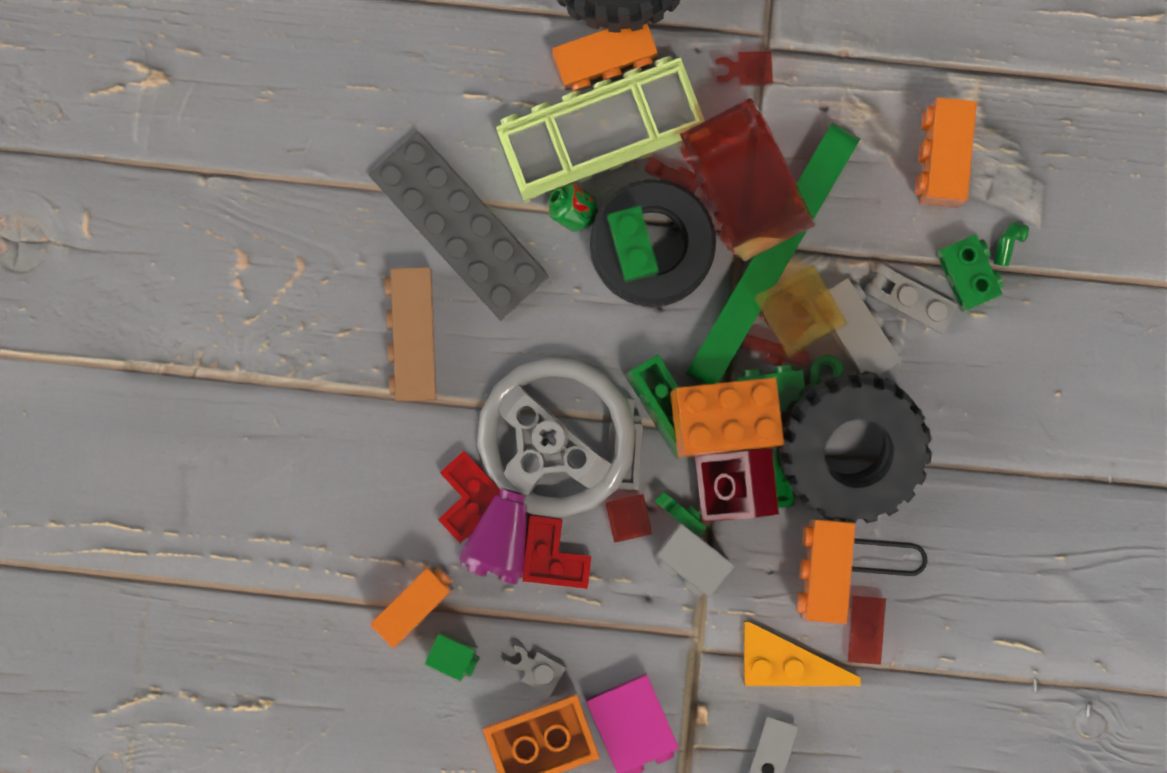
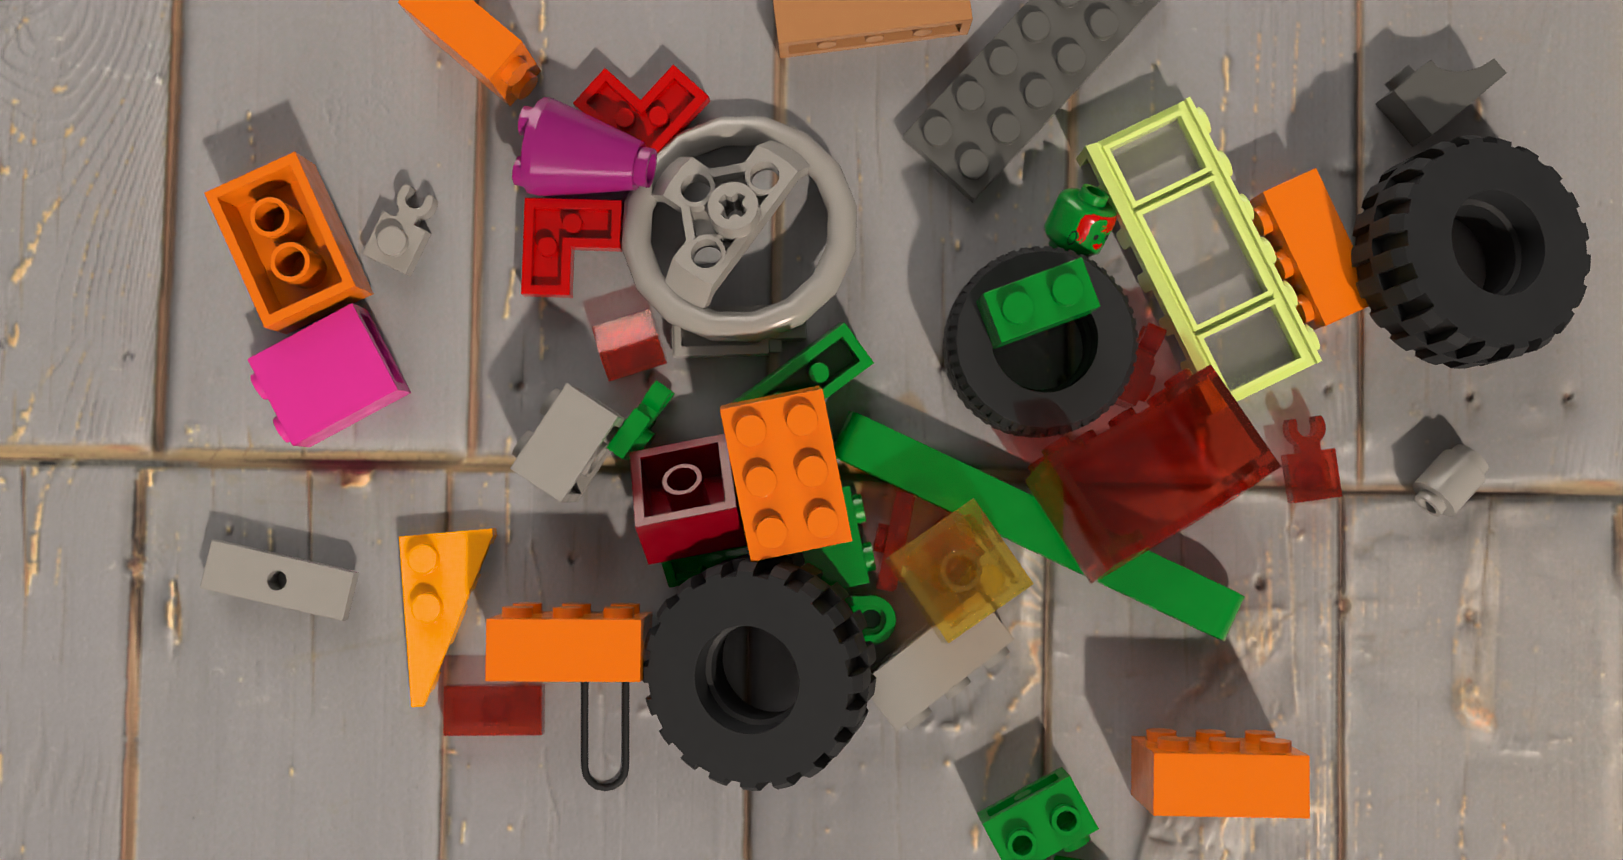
camera: 90 degrees right, 0 degrees up
(452, 656) = (402, 100): green brick -> none
(911, 299) = (989, 736): light grey plate -> none

